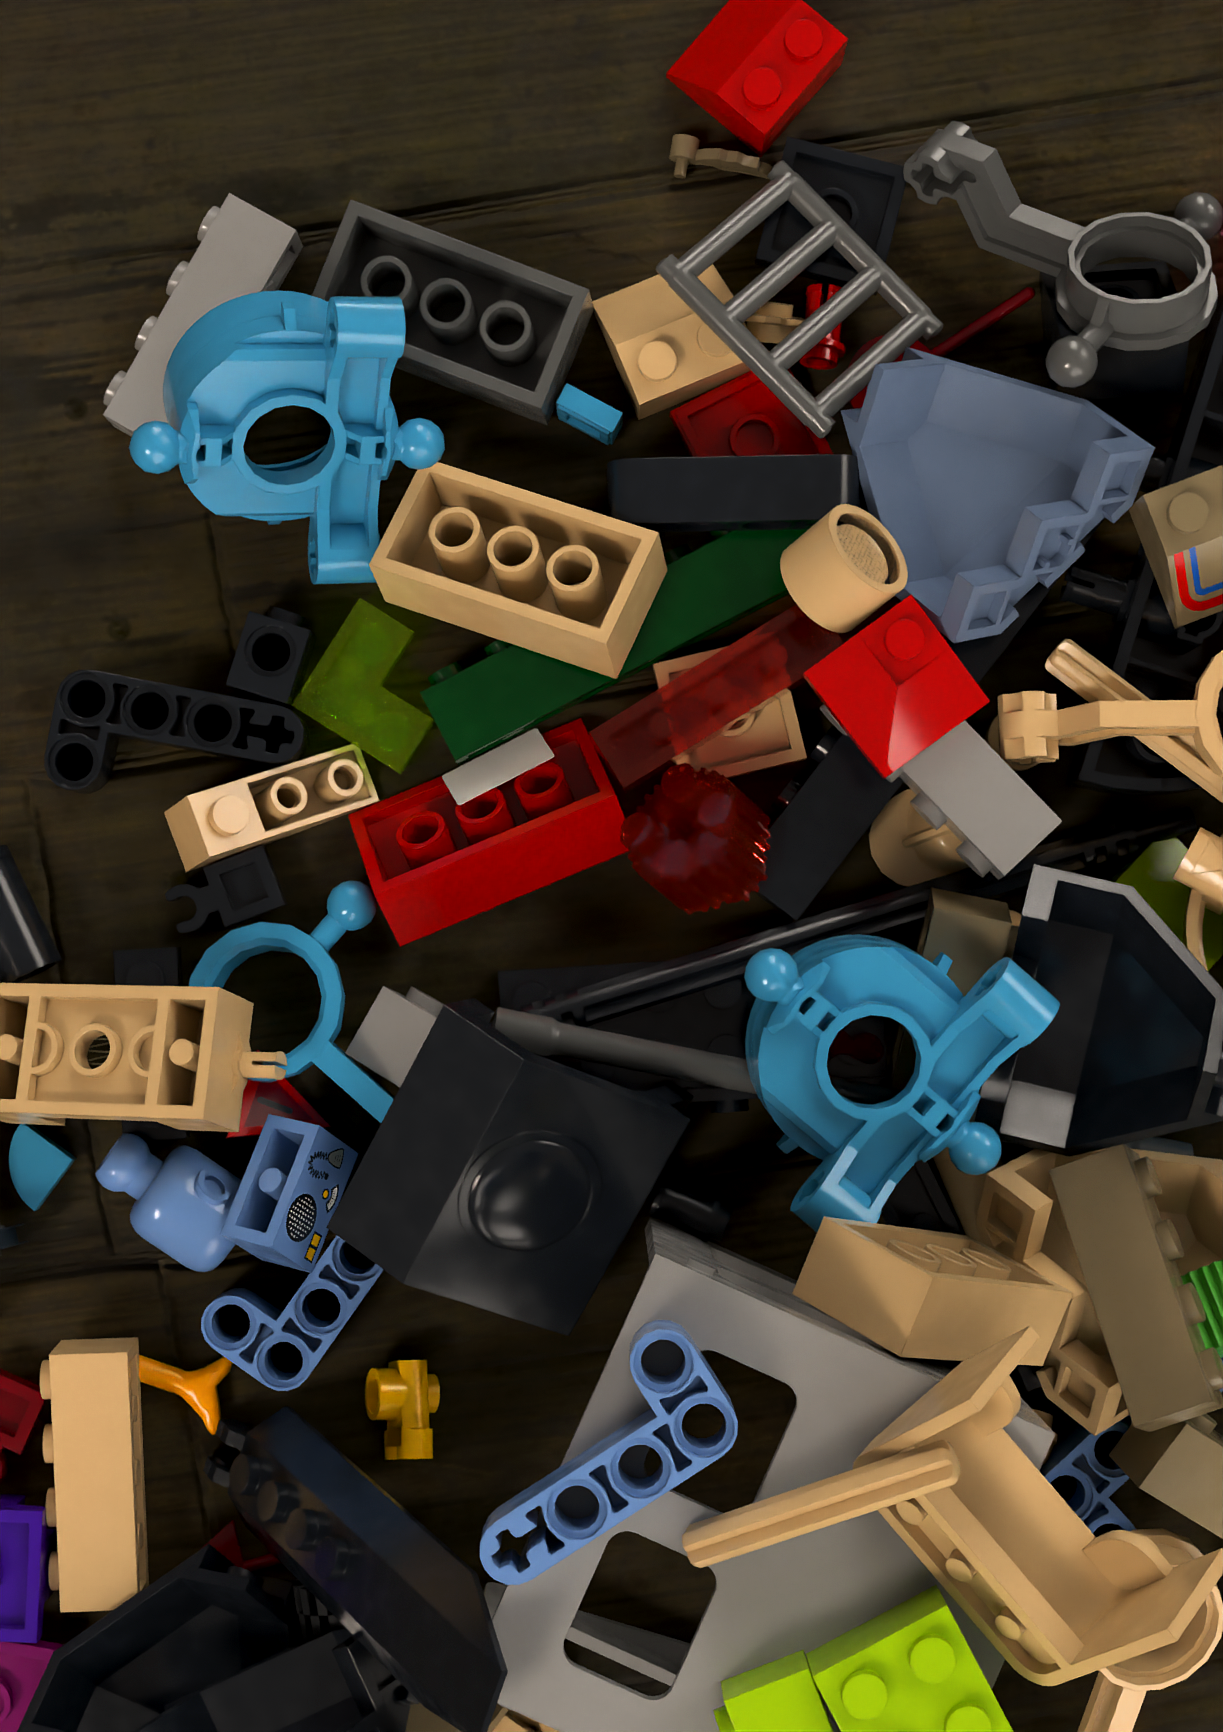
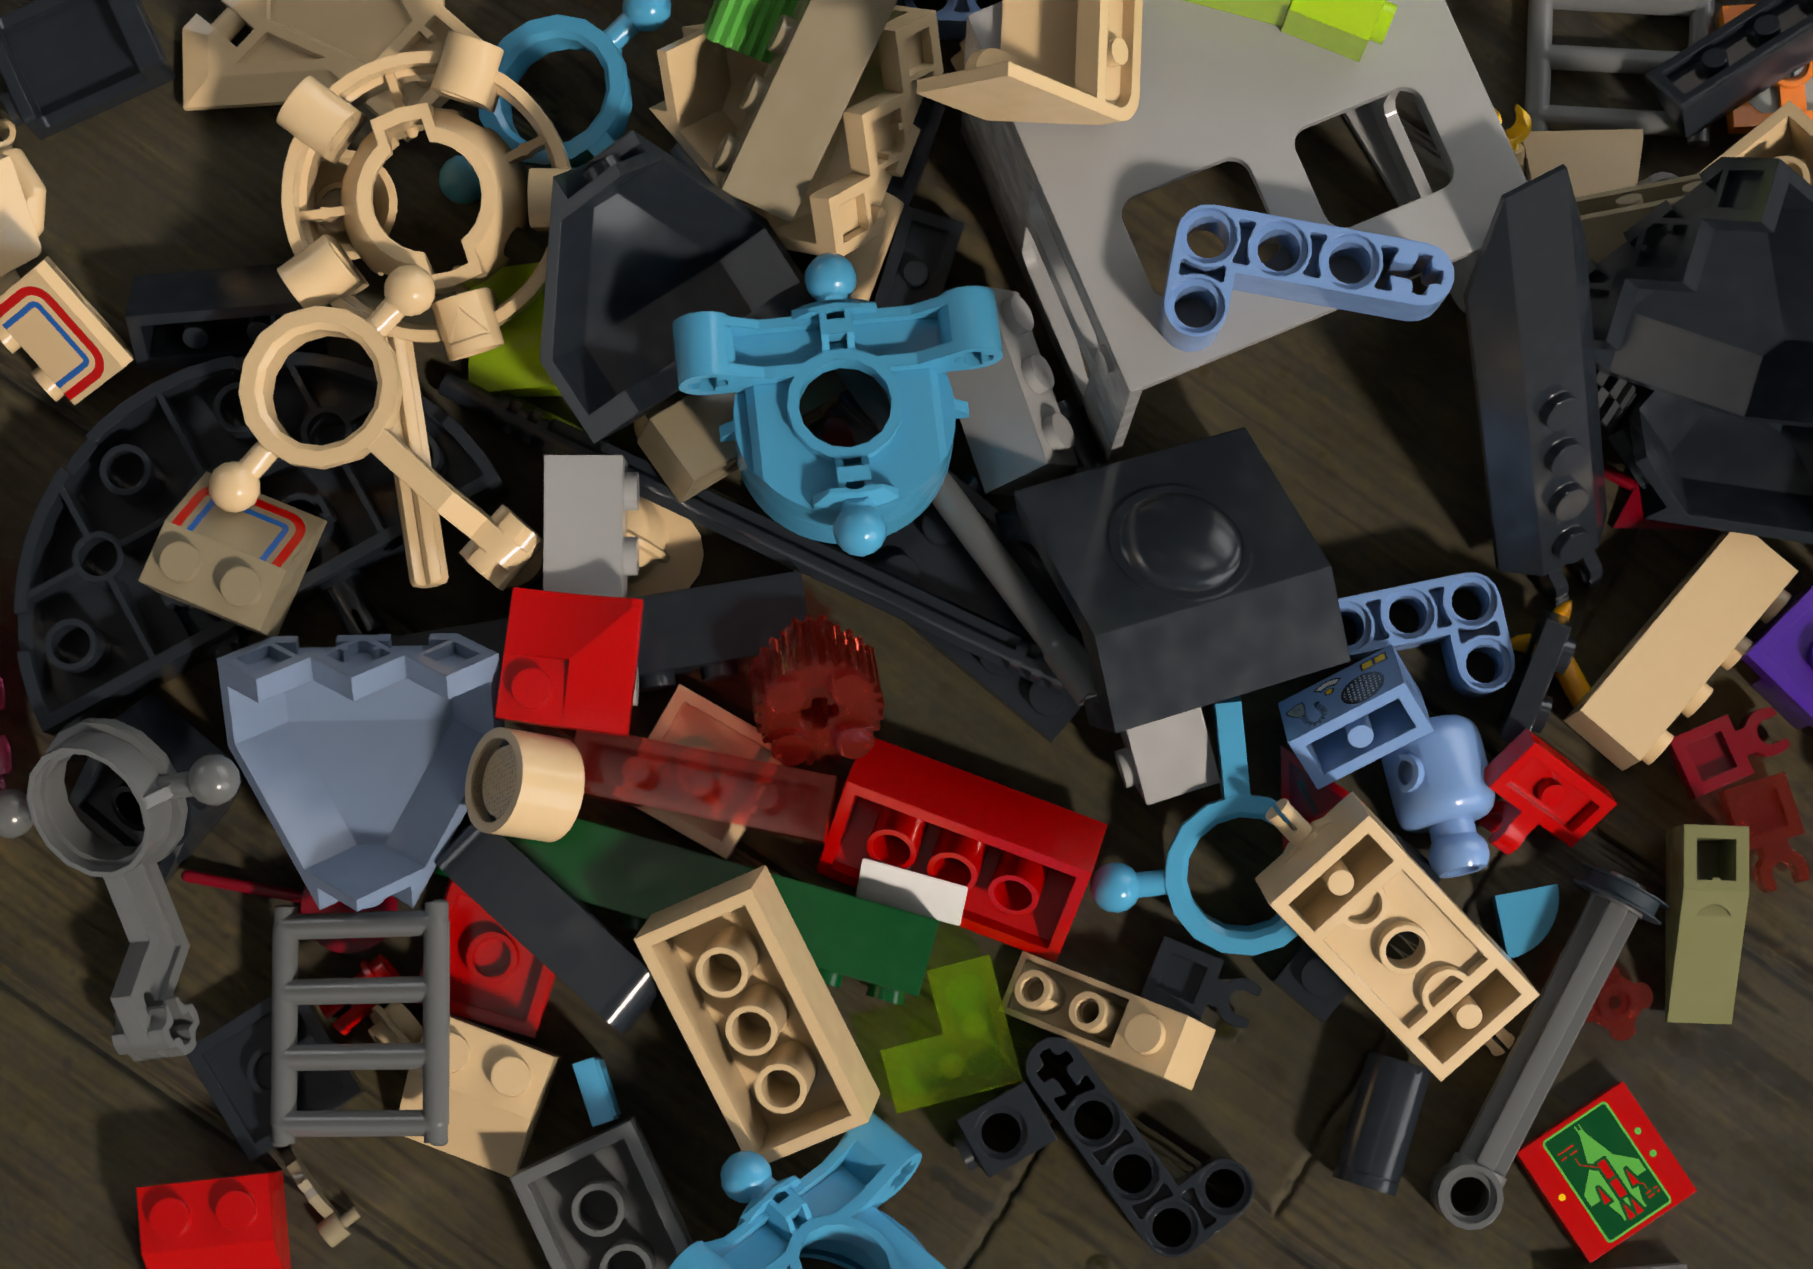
camera: 135 degrees left, 5 degrees down
(105, 1269) = (1543, 791): none -> red plate
(176, 1325) = (1546, 652): none -> black plate
(404, 1398) = (1407, 496): yellow plate -> none
(745, 1183) = (1013, 412): none -> light grey brick
(822, 1504) = (1175, 110): tan axle -> none
(927, 1291) = (958, 204): tan brick -> none

